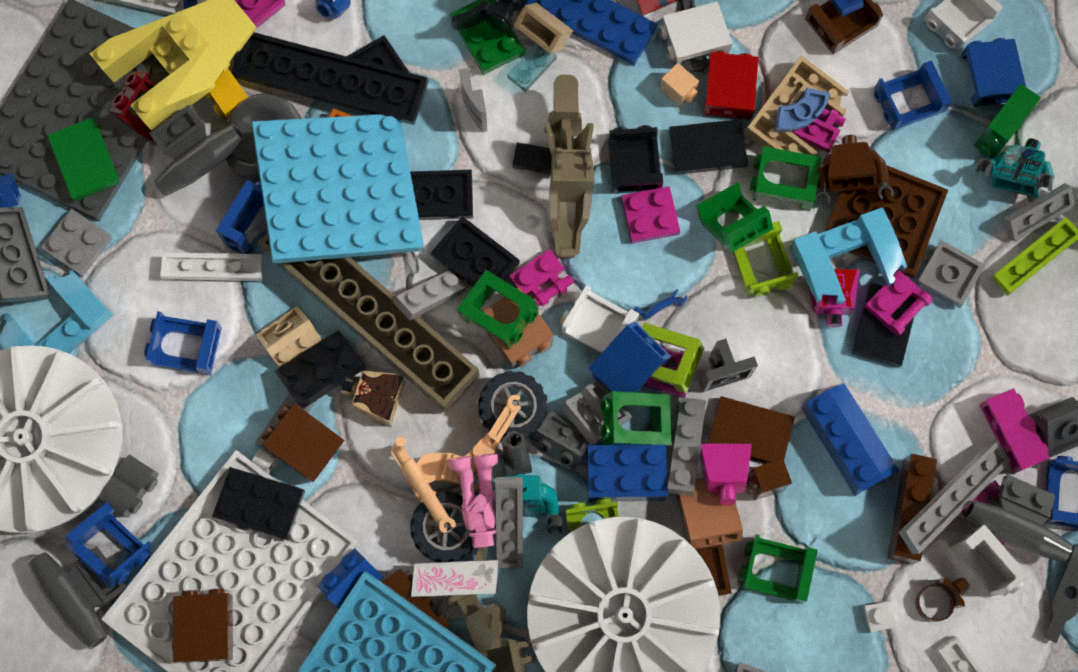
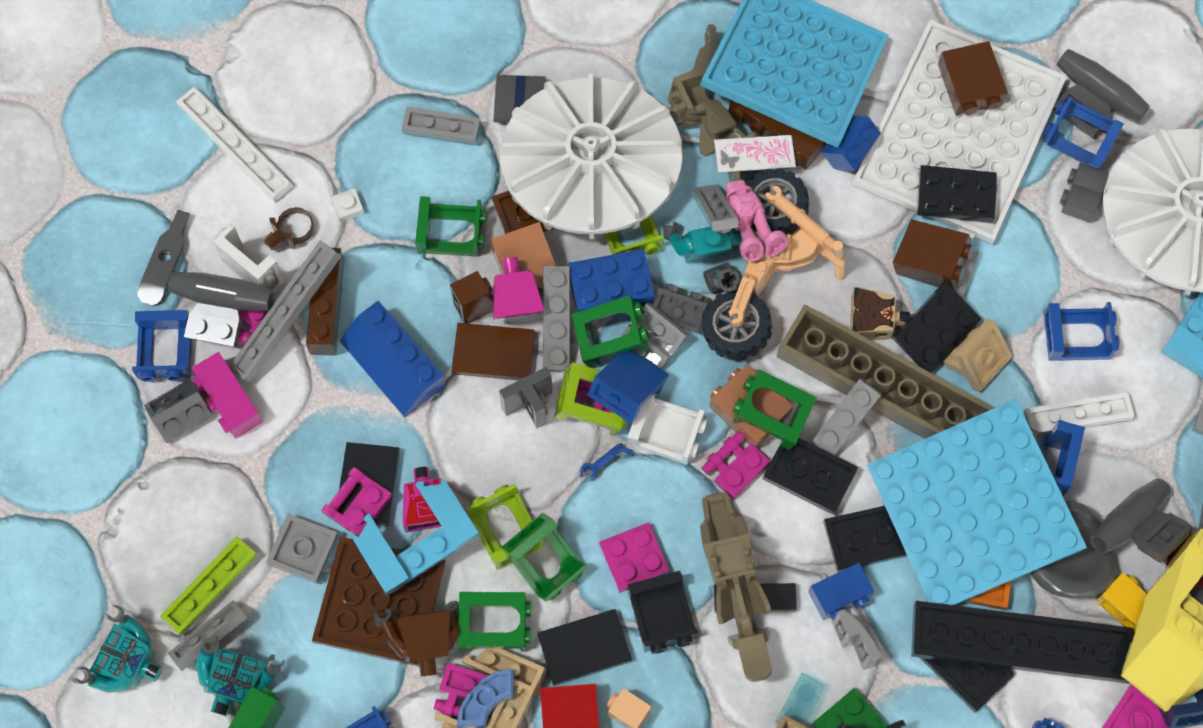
camera: 170 degrees right, 5 degrees down
(474, 147) = (841, 592): none -> blue brick

